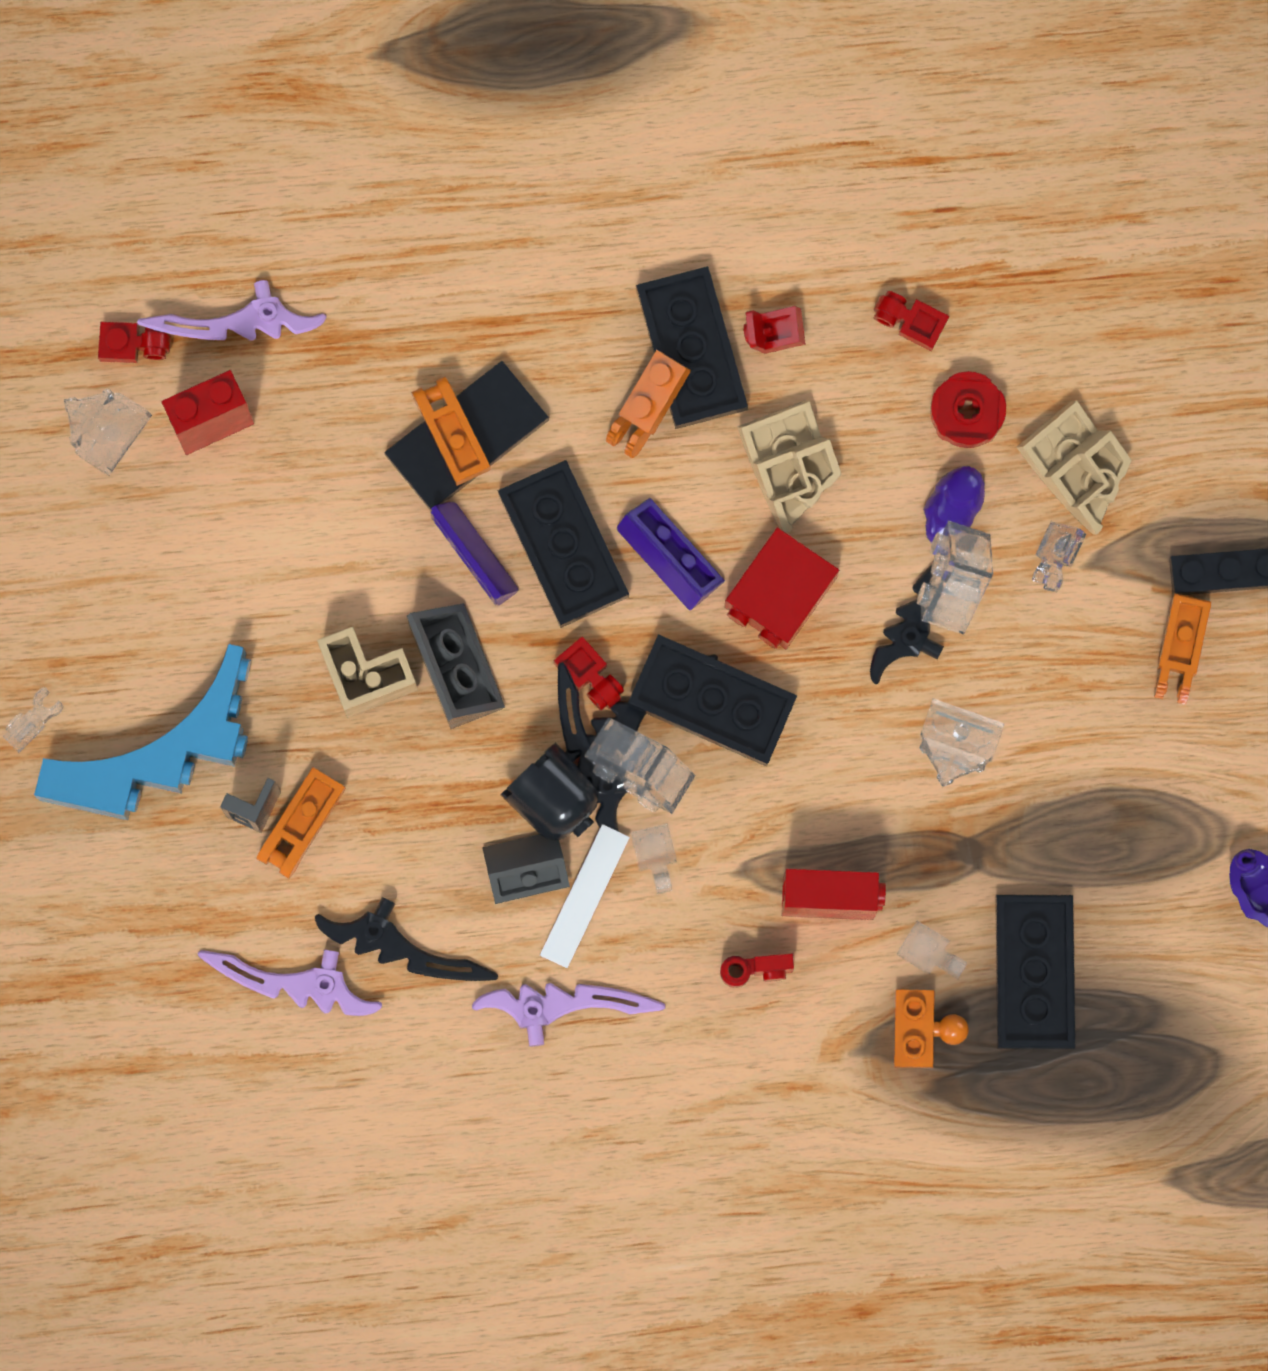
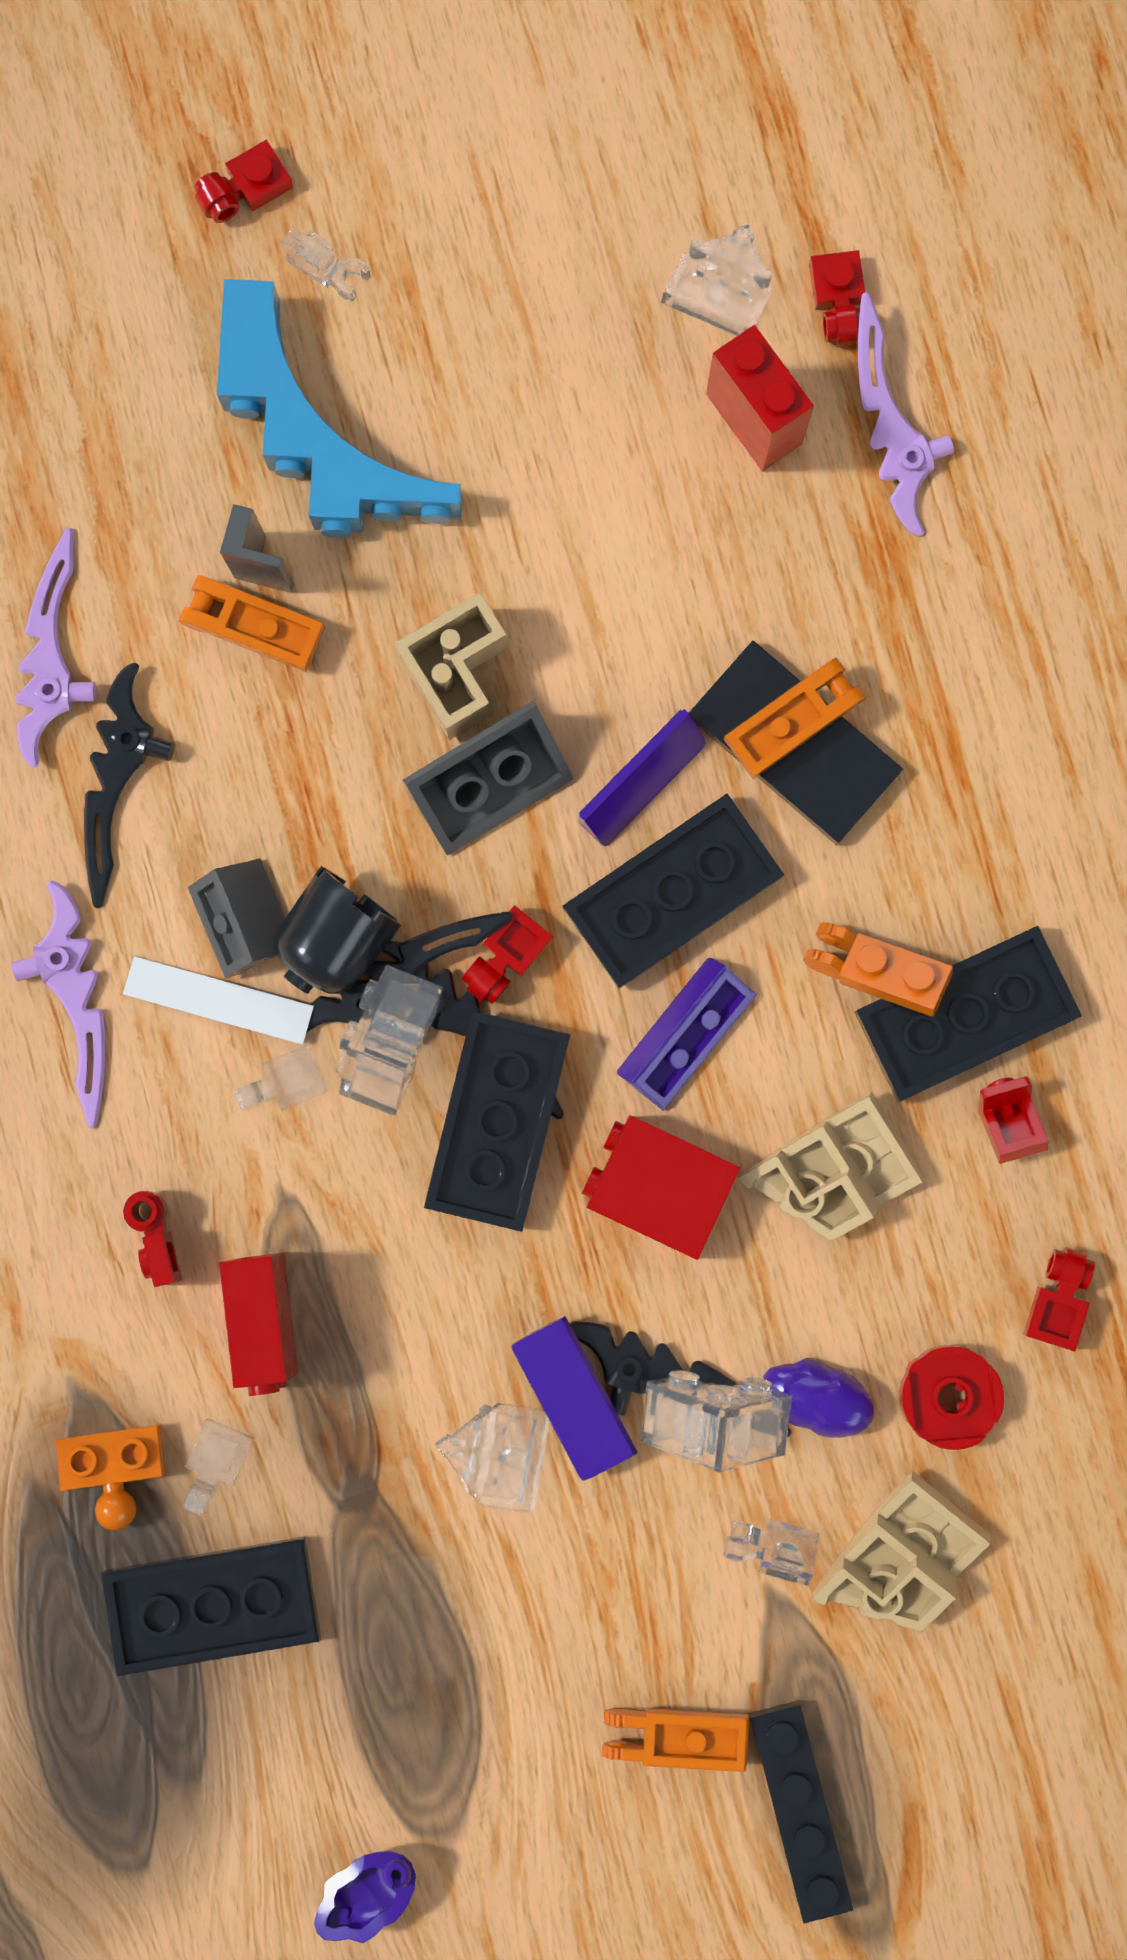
camera: 85 degrees right, 5 degrees up
(925, 678) = (573, 1399): none -> dark purple slope

